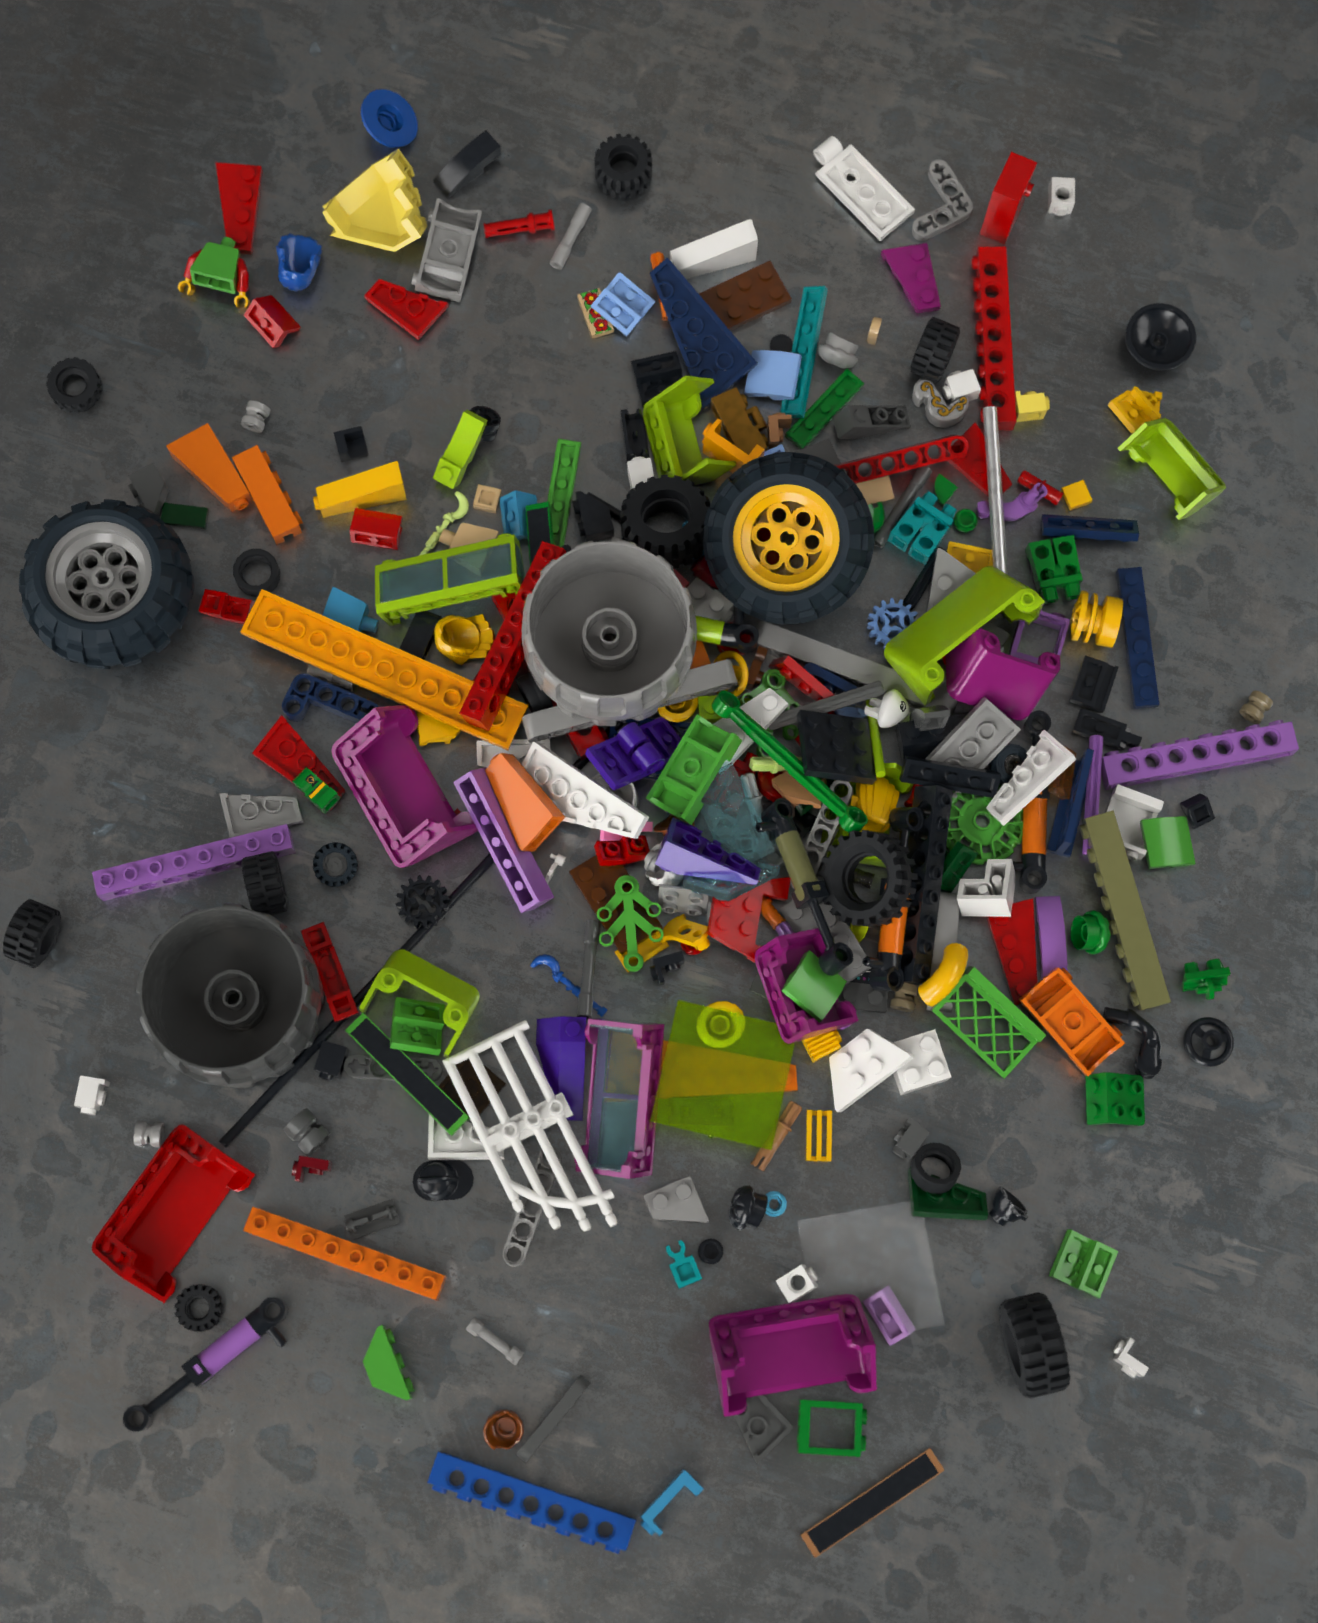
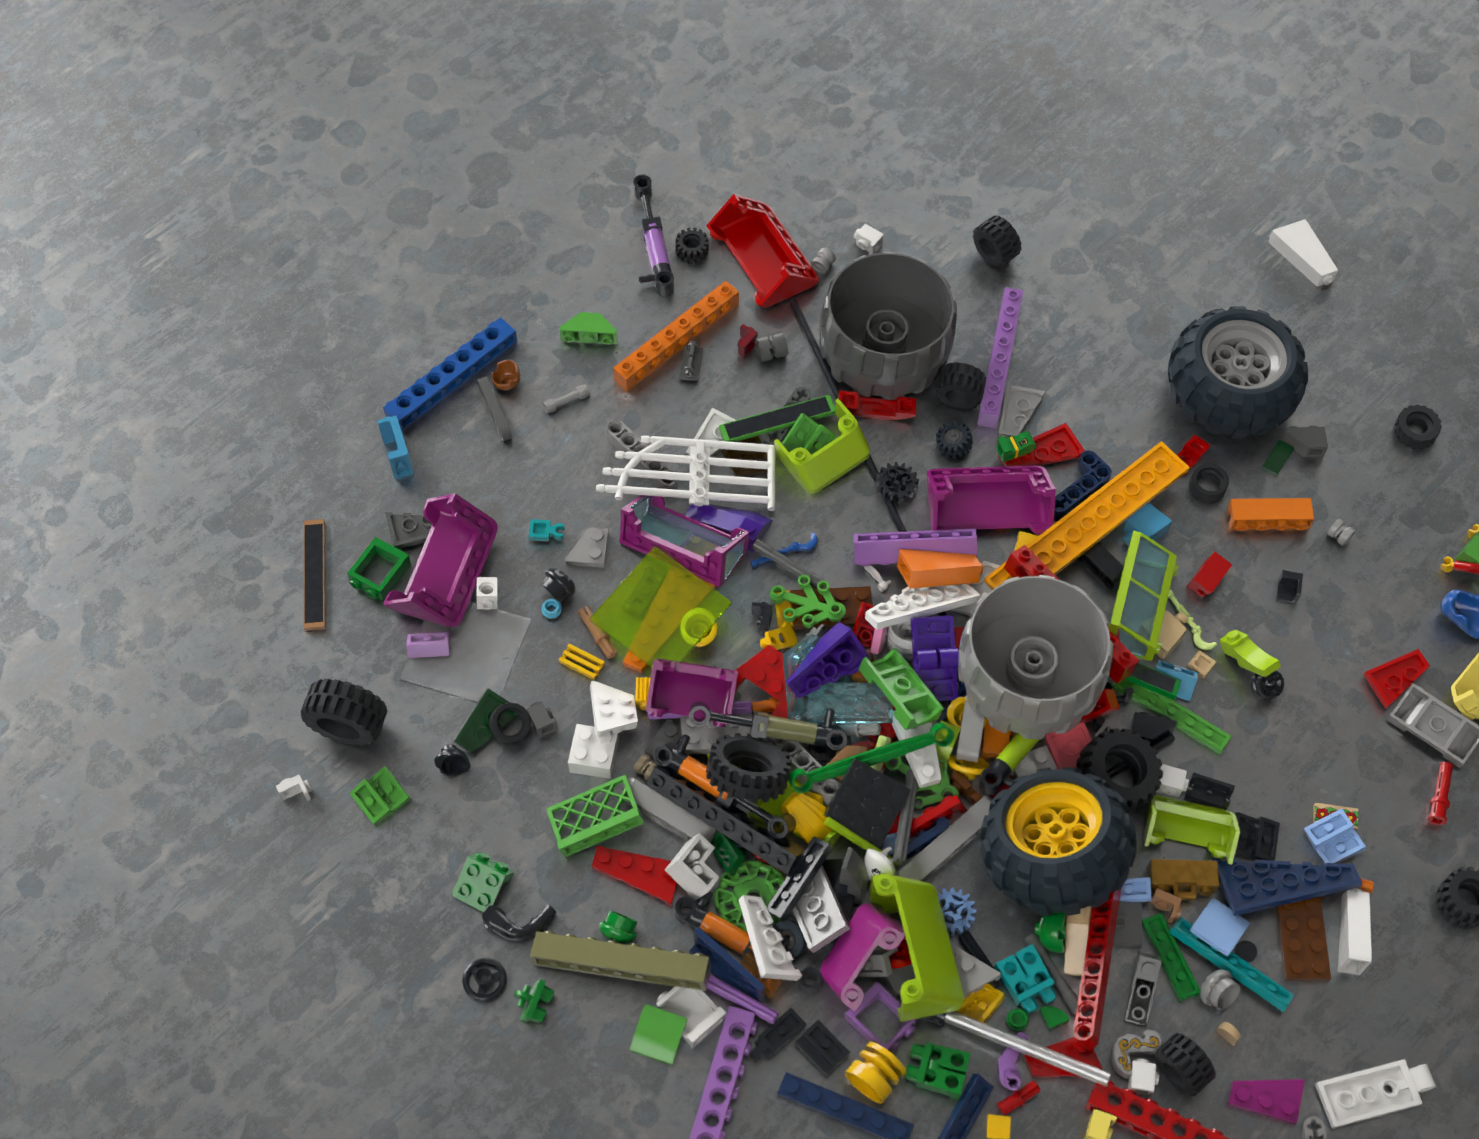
camera: 120 degrees right, 15 degrees down
(209, 464) = (1320, 483): orange slope -> none
(271, 319) = (1423, 579): red panel -> none
(331, 1060) = (814, 380): black brick -> none
(362, 491) = (1244, 576): yellow slope -> none
(443, 1180) = (692, 415): black piece -> none
(463, 637) = (1097, 585): yellow hair -> none
(564, 248) = (1406, 819): light grey piece -> none
(710, 1251) = (543, 553): black plate -> none
(721, 449) = (1175, 842): light orange panel -> none
(812, 987) = (685, 690): bright green slope -> none
(946, 976) = (644, 793): yellow cylinder -> none
(1051, 933) = (629, 898): medium lavender slope -> none
(1072, 1020) = (559, 873): orange piece -> none
(1197, 810) = (672, 1076): black slope -> none

